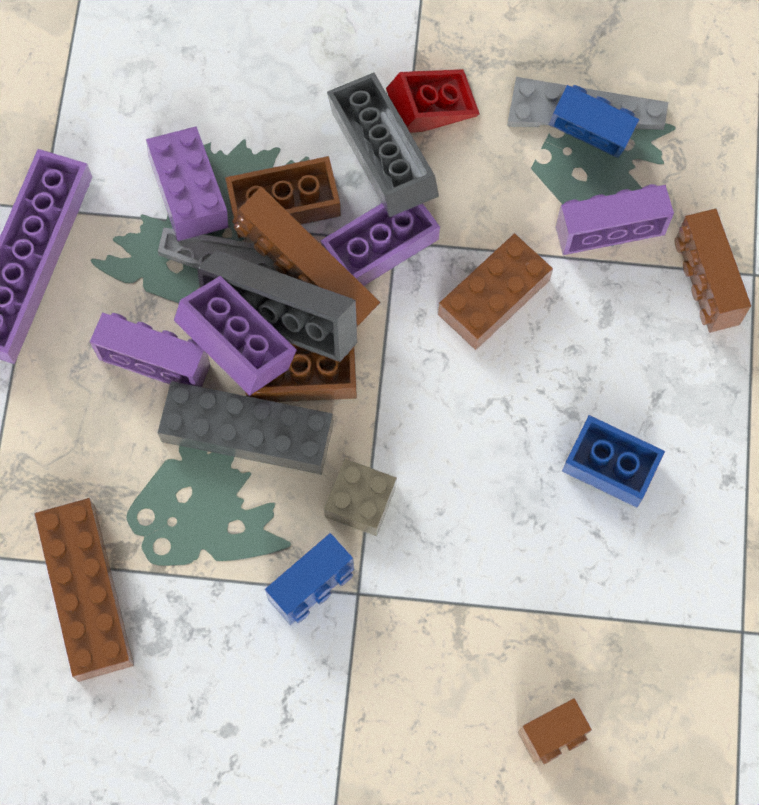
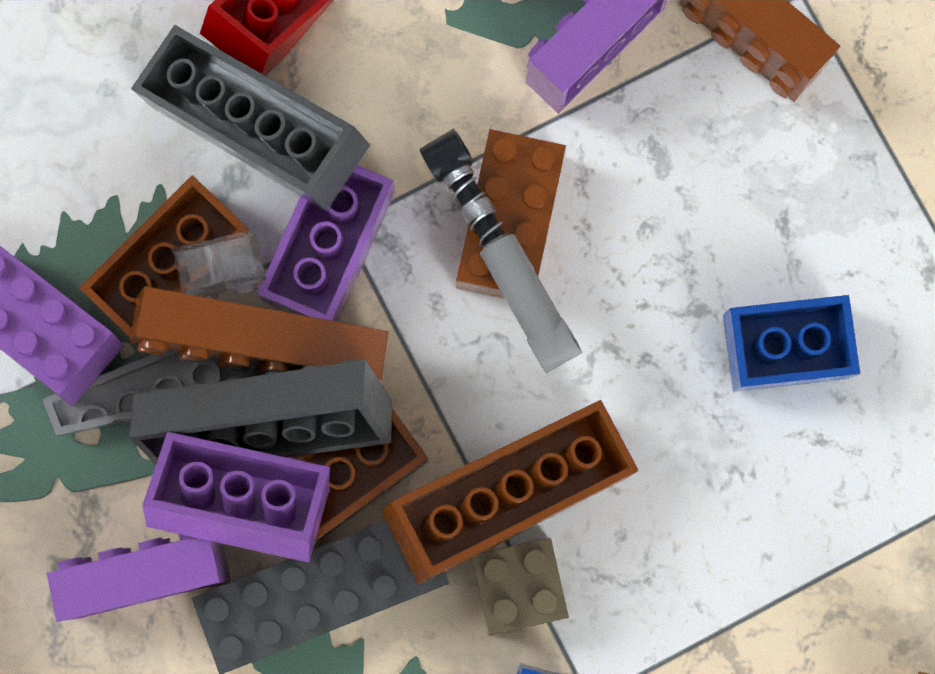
camera: 35 degrees left, 10 degrees up
(312, 210) = (220, 265): none -> clear brick
(390, 434) = (508, 491): none -> dark orange brick
(470, 356) = (503, 255): none -> piece

